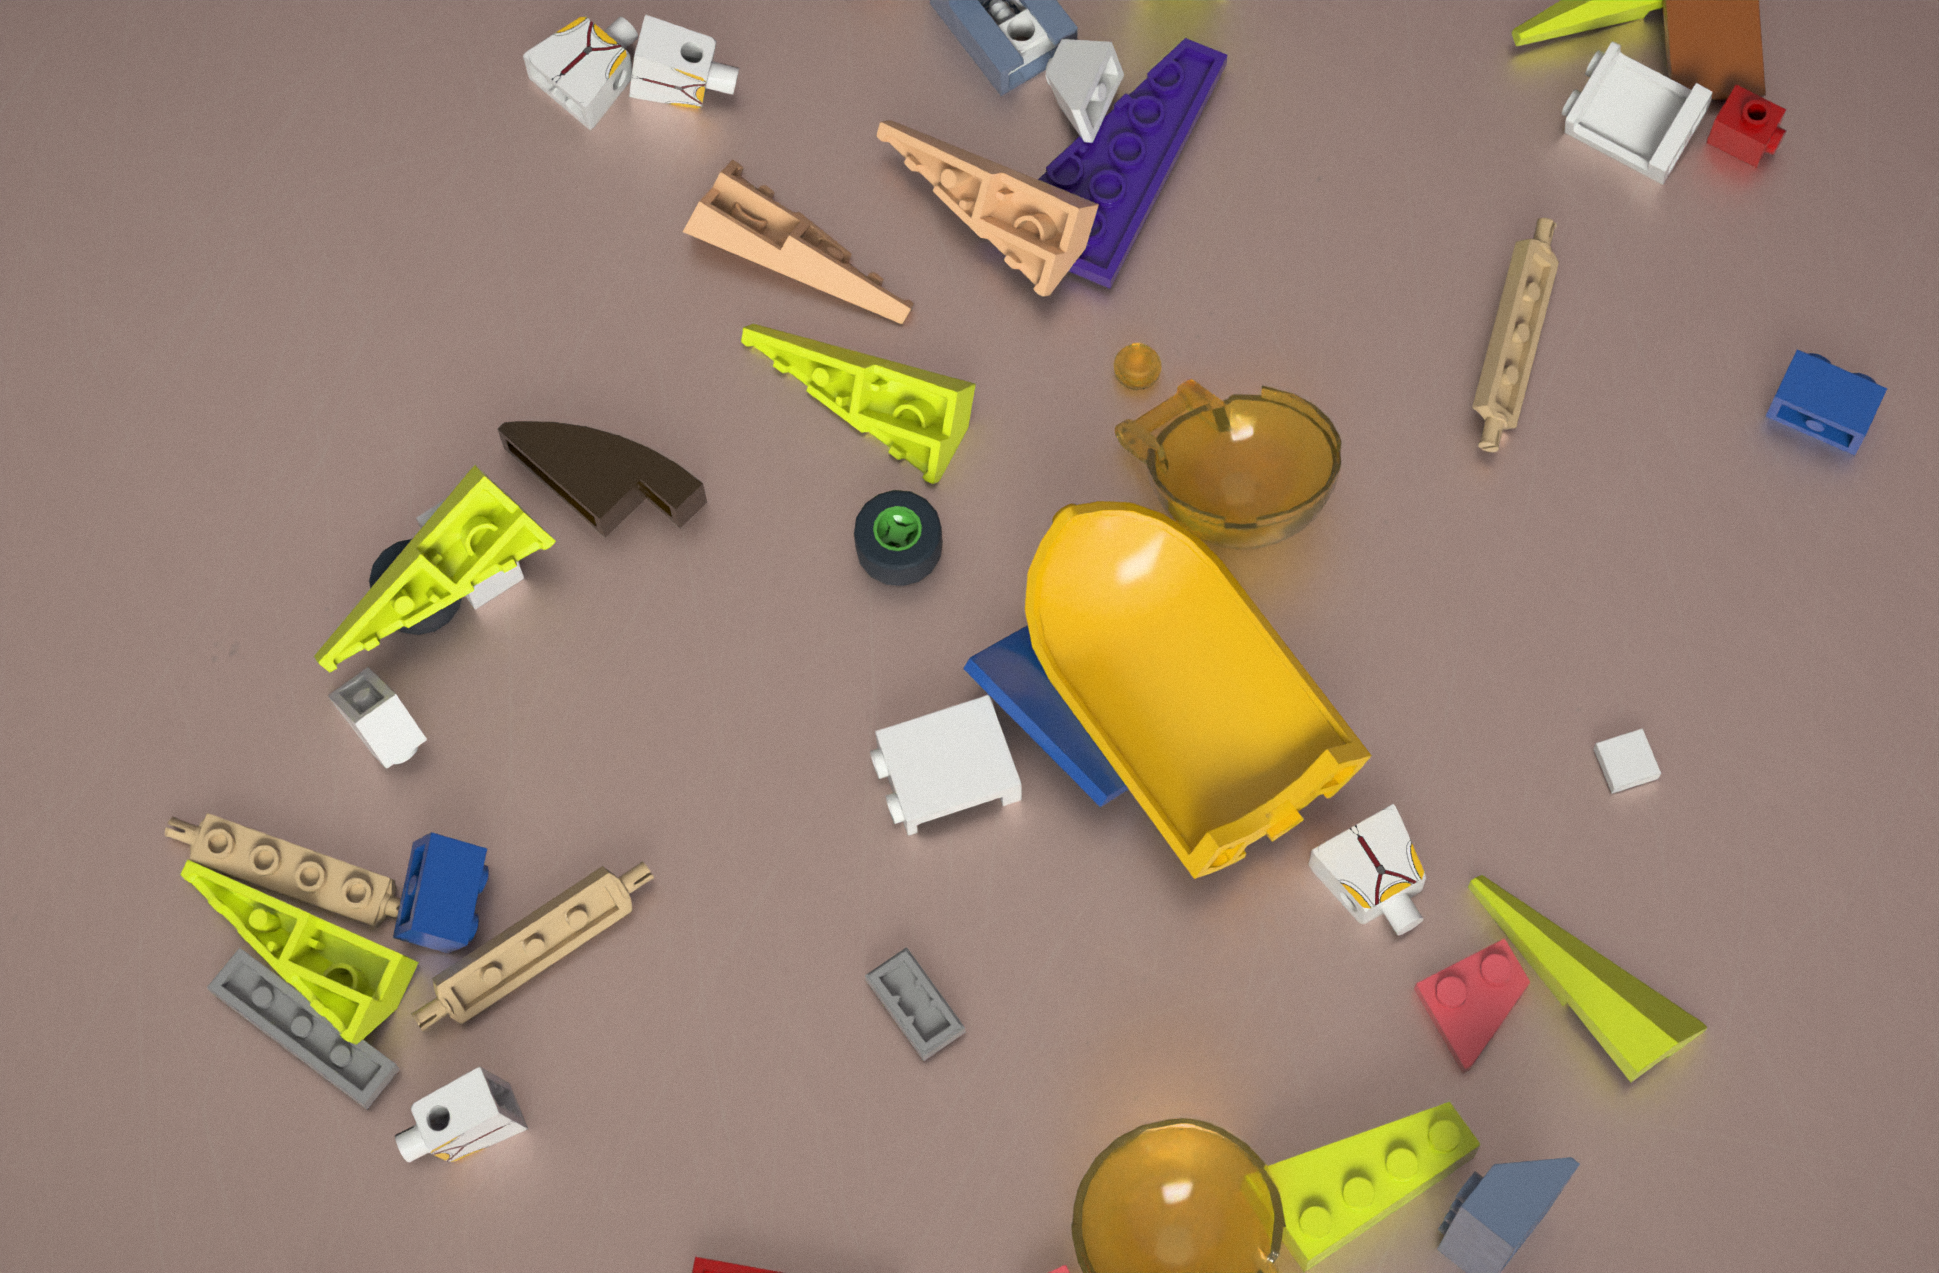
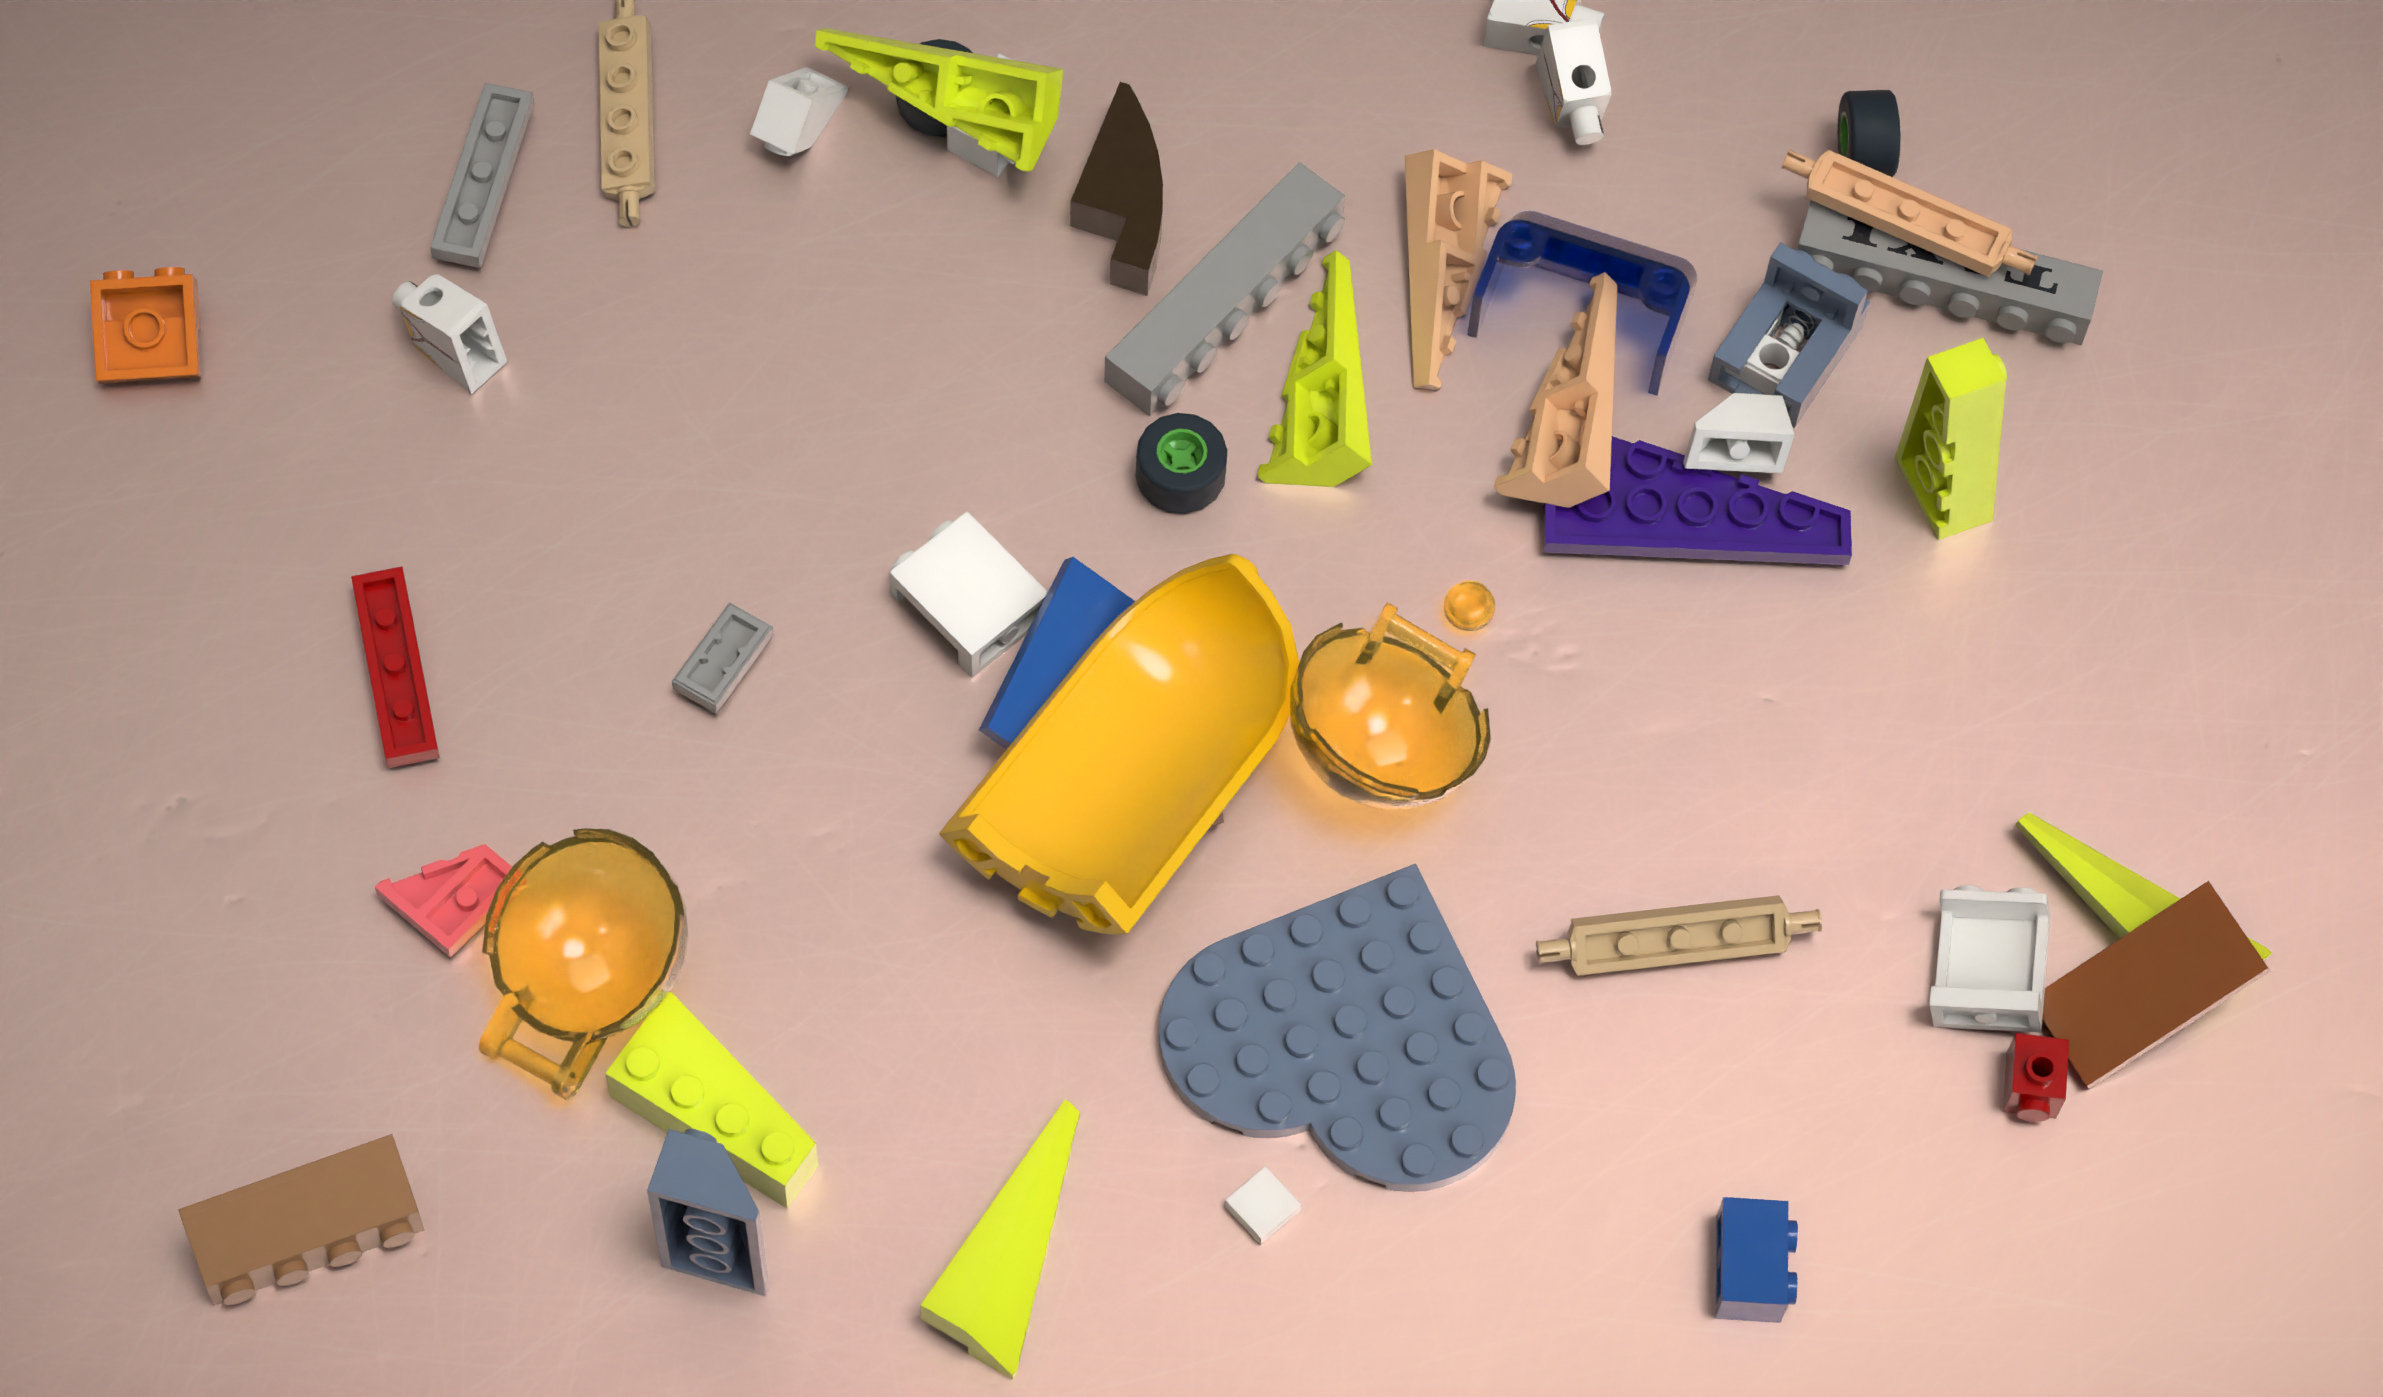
camera: 60 degrees right, 5 degrees down
(336, 970) = (549, 176): neon yellow wedge -> none
(441, 893) = (650, 226): blue brick -> none
(531, 945) = (638, 320): tan plate -> none
(742, 431) = (1225, 290): none -> light grey brick
(822, 161) = (1539, 240): none -> clear blue windscreen
(1373, 870) = (1035, 1006): white torso -> none
(1473, 999) = (946, 1149): coral wing -> none
(1492, 627) = (1349, 1029): none -> sand blue plate

